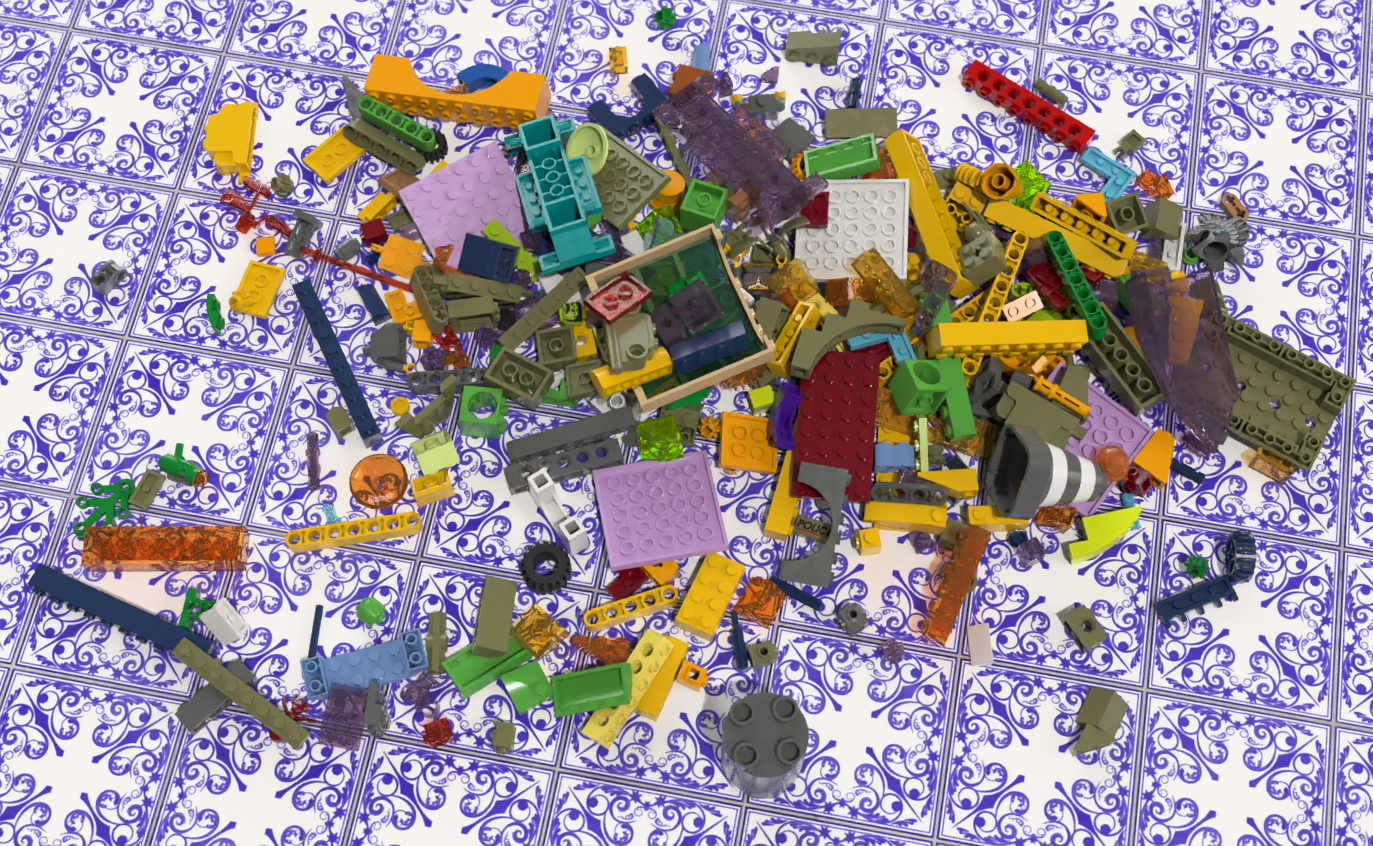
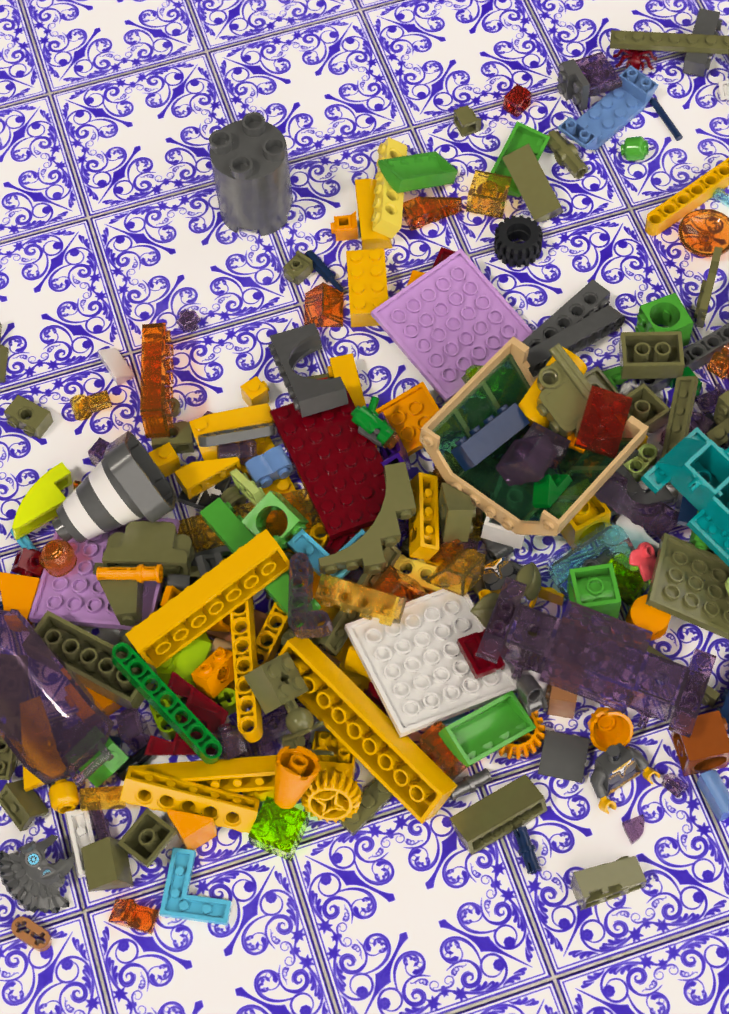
camera: 155 degrees right, 5 degrees down
(419, 692) = (550, 116): clear purple piece -> none
(432, 488) = (661, 256): yellow slope -> none
(435, 452) = (681, 278): yellowish green slope -> none
(527, 686) = (471, 159): bright green plate -> none
(567, 528) = (515, 273): white arch -> none
(572, 313) = (652, 441): head -> none
(625, 616) = (428, 248): yellow beam -> none
(641, 223) = (645, 559): none -> coral plate
(736, 236) = (553, 606): olive plate -> none
(761, 399) = (421, 463): neon yellow brick -> none
(792, 428) = (373, 427): none -> green piece
(795, 164) = (530, 694): none -> flat silver piece
(797, 594) = (278, 328): dark blue axle -> none
(852, 619) = (235, 326): flat silver brick -> none
(1027, 613) = (84, 405): none -> clear yellow piece
(1036, 107) = (378, 954): red brick -> none
(1051, 92) = (304, 977): olive pin -> none
(1130, 143) = (181, 955): olive plate -> none
(1190, 261) = (62, 839): bright green plate -> none

